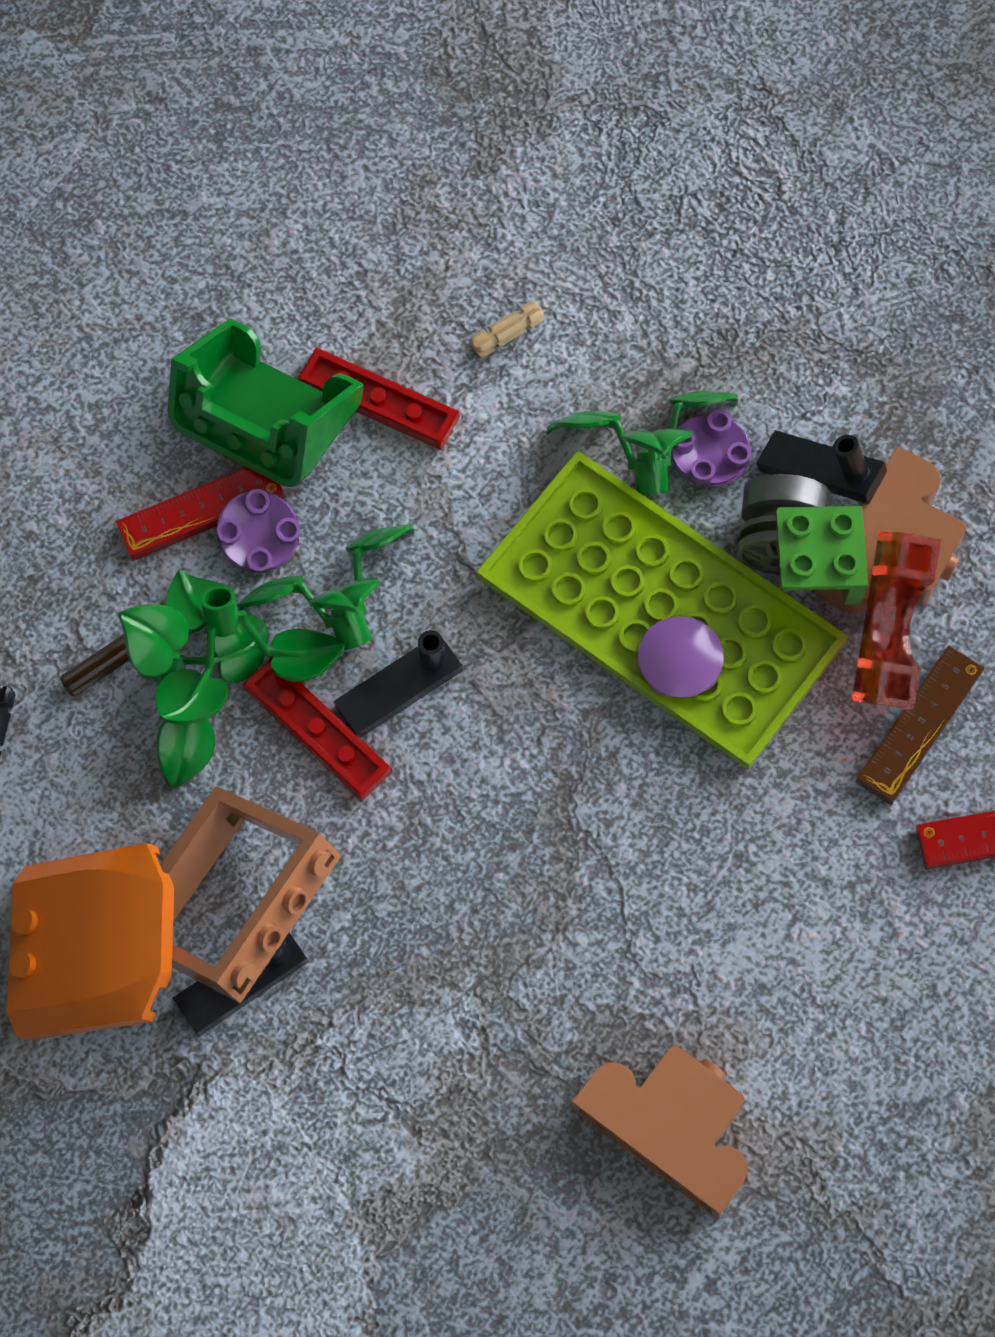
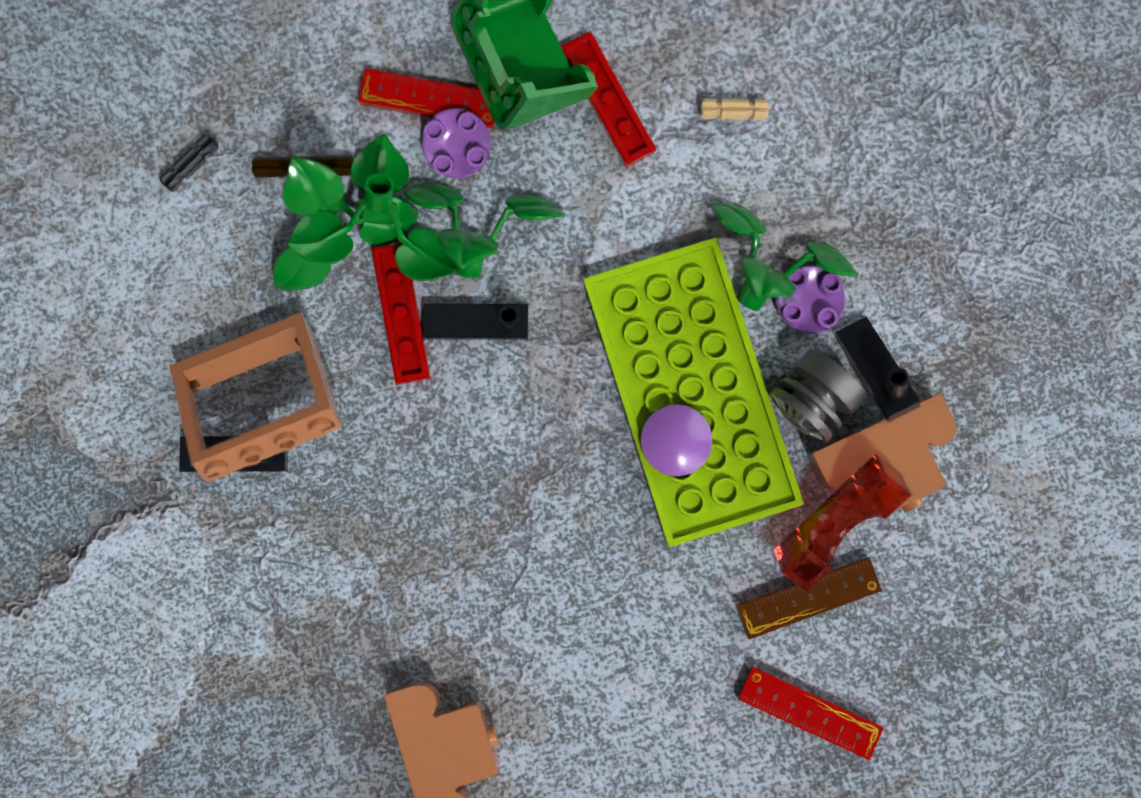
camera: 35 degrees right, 15 degrees up
(89, 942) = (144, 364): orange wedge -> none
(823, 550) = (824, 440): bright green bracket -> none

